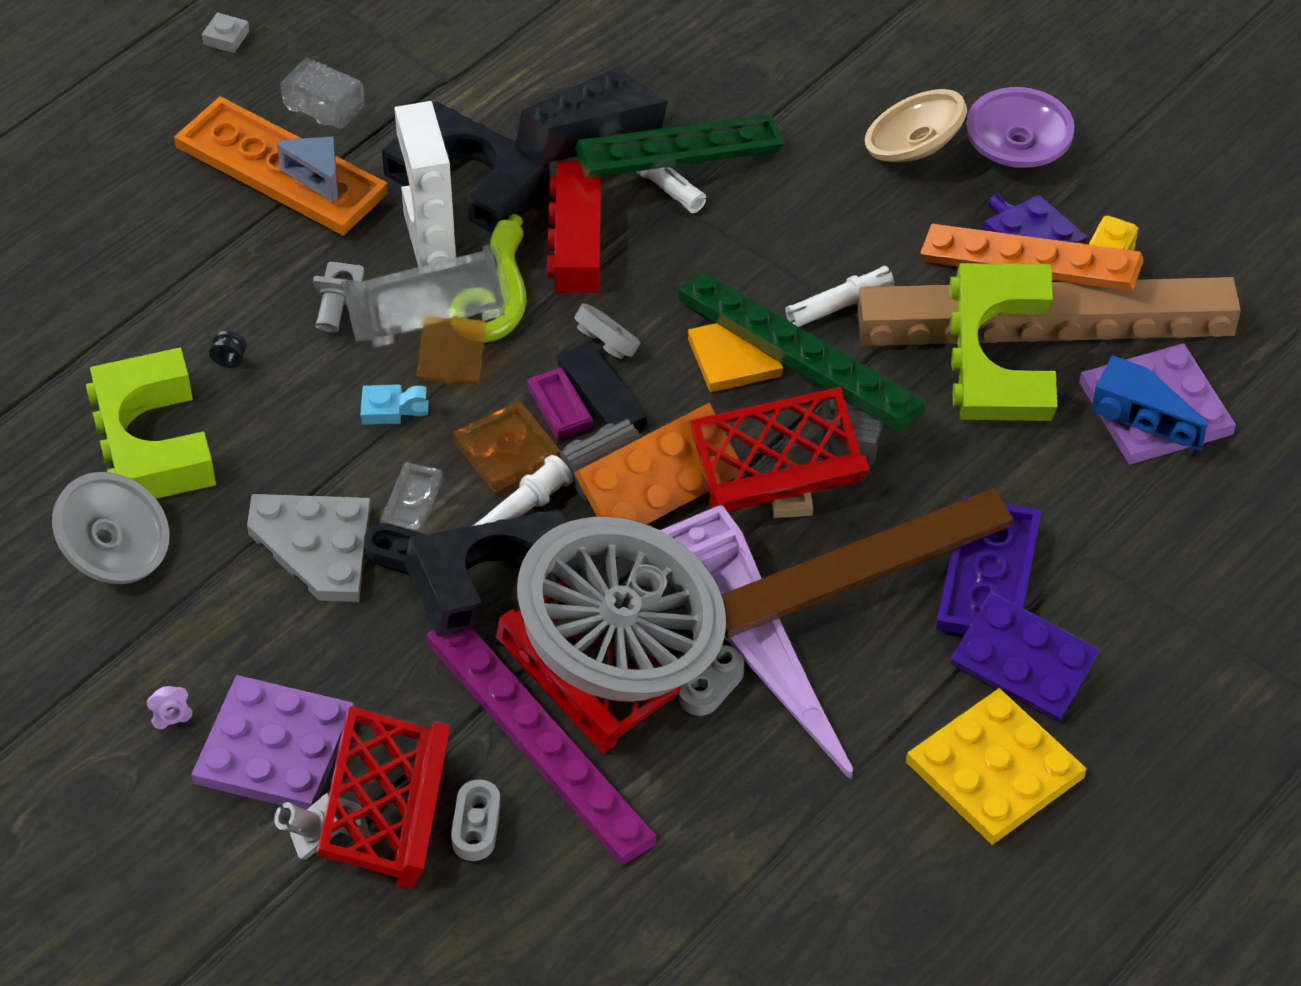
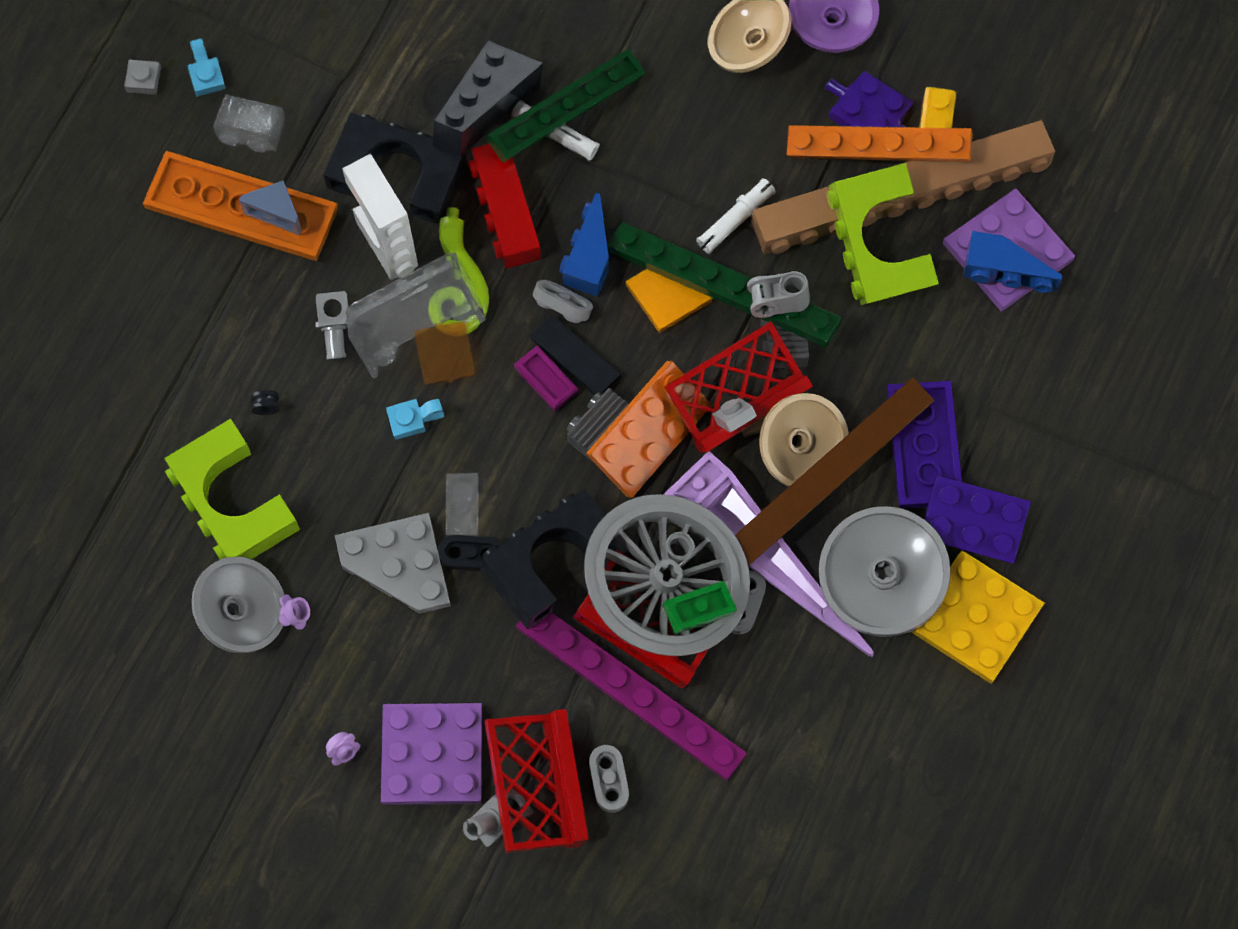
camera: 15 degrees left, 20 degrees up
(172, 556) = (294, 611): none -> lavender plate
(296, 41) = (205, 72): none -> medium azure plate
(505, 446) = (519, 434): clear orange plate -> none
(533, 491) = (554, 471): white pin -> none
(647, 641) = (699, 607): none -> green plate
(652, 296) = (589, 258): none -> blue slope
(763, 467) = (734, 414): none -> light grey plate
(840, 497) = (816, 425): none -> tan dish
(860, 357) = (777, 294): none -> light grey piece
(893, 680) = (884, 571): none -> light grey dish

